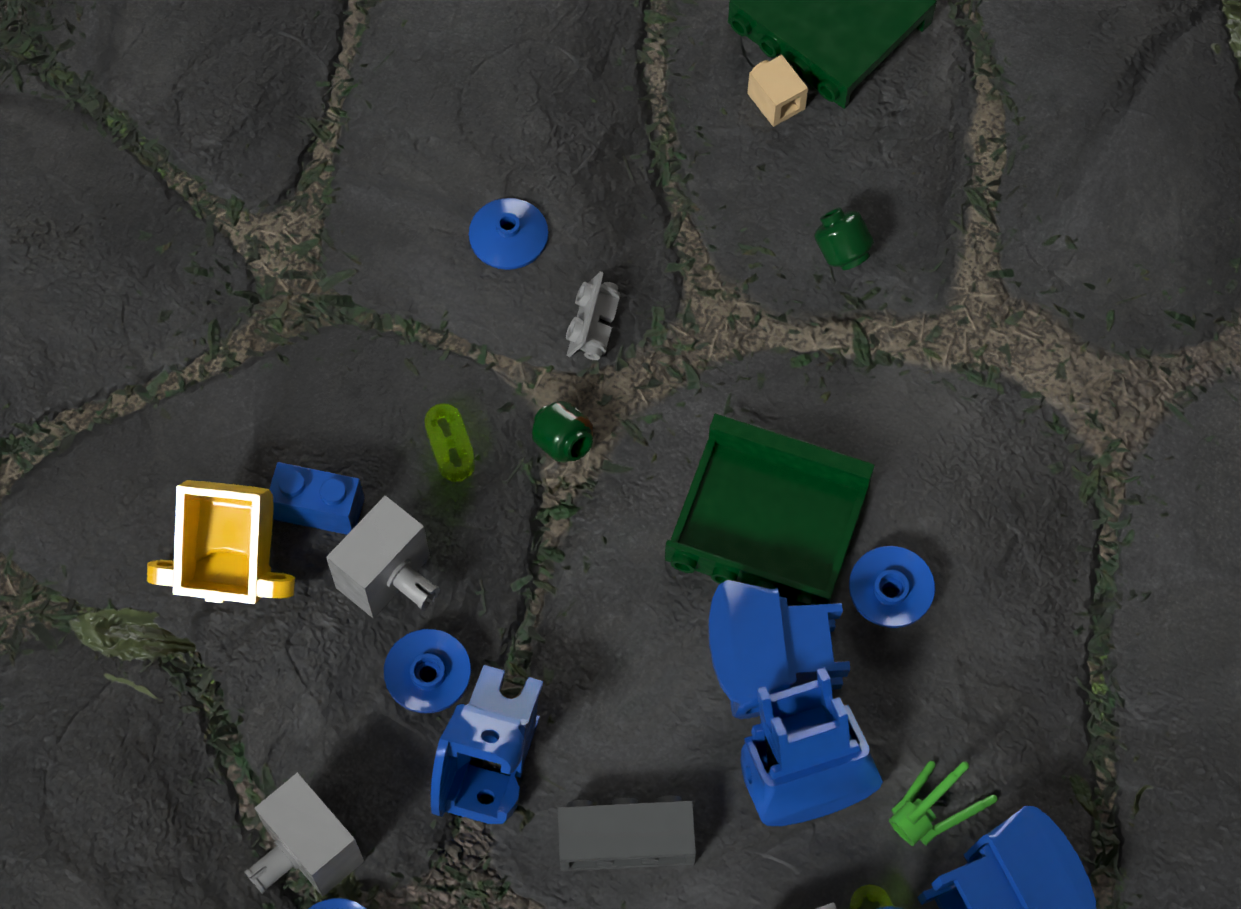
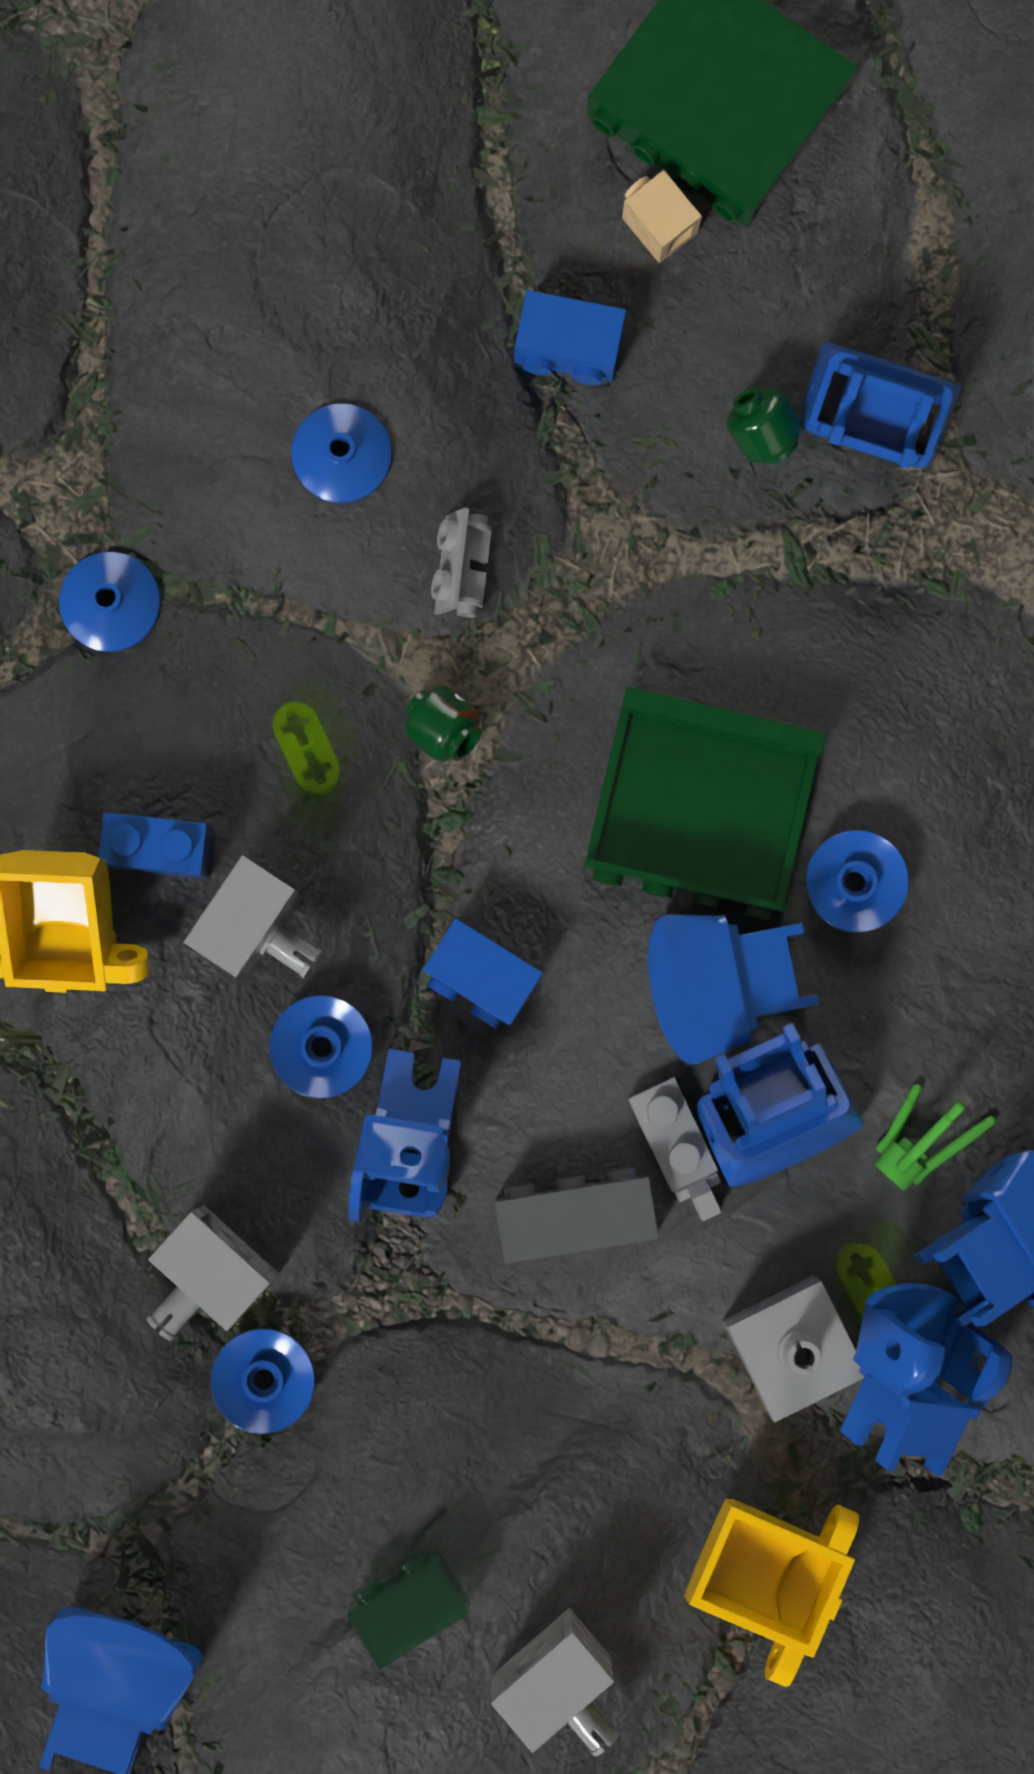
camera: 10 degrees left, 20 degrees up
(312, 335) = (124, 621): none -> blue dish
(570, 627) = (481, 973): none -> blue brick
(697, 165) = (568, 337): none -> blue brick
(721, 788) = (677, 1145): none -> light grey hinge
(937, 231) = (879, 406): none -> blue piece

